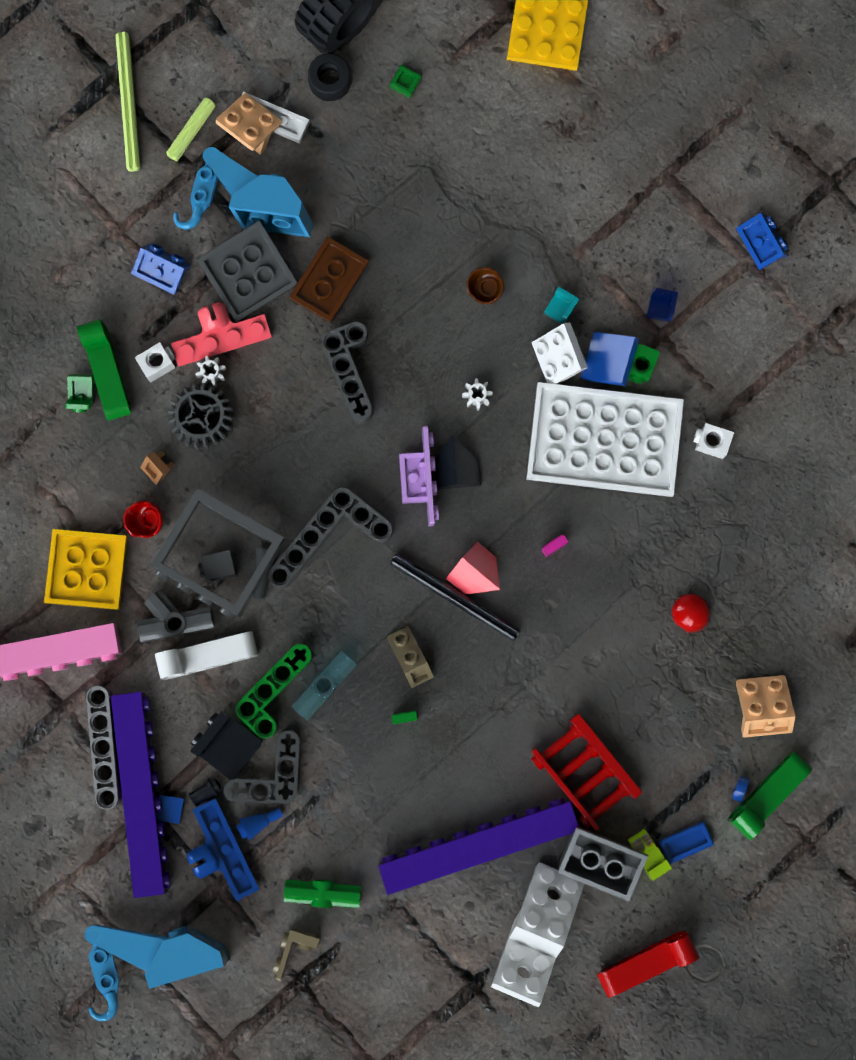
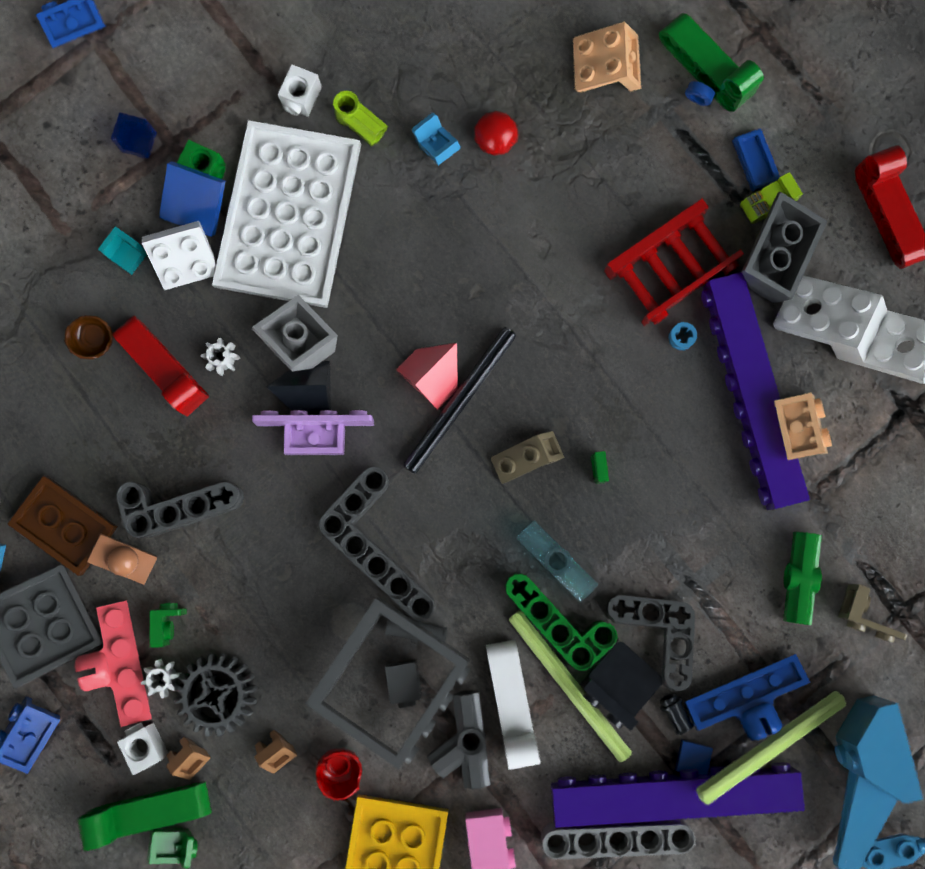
camera: 80 degrees left, 0 degrees up
(147, 398) = (187, 760): none -> medium nougat tile
(183, 870) = (770, 747): none -> yellowish green axle
(222, 703) = (570, 686): none -> yellowish green axle
(251, 367) = (160, 625): none -> green bracket
(252, 825) = (718, 657): blue cone -> none
(304, 331) = (122, 559): none -> nougat tile
(449, 887) = (802, 426): none -> light nougat bracket
(459, 353) = (161, 366): none -> red beam
(497, 456) = (297, 335): none -> light grey slope
(518, 790) = (689, 342): none -> dark azure bush
(554, 545) = (408, 279): dark pink tile -> none
(679, 560) = (435, 139): none -> dark azure bracket
(692, 495) = (360, 119): none -> lime piece

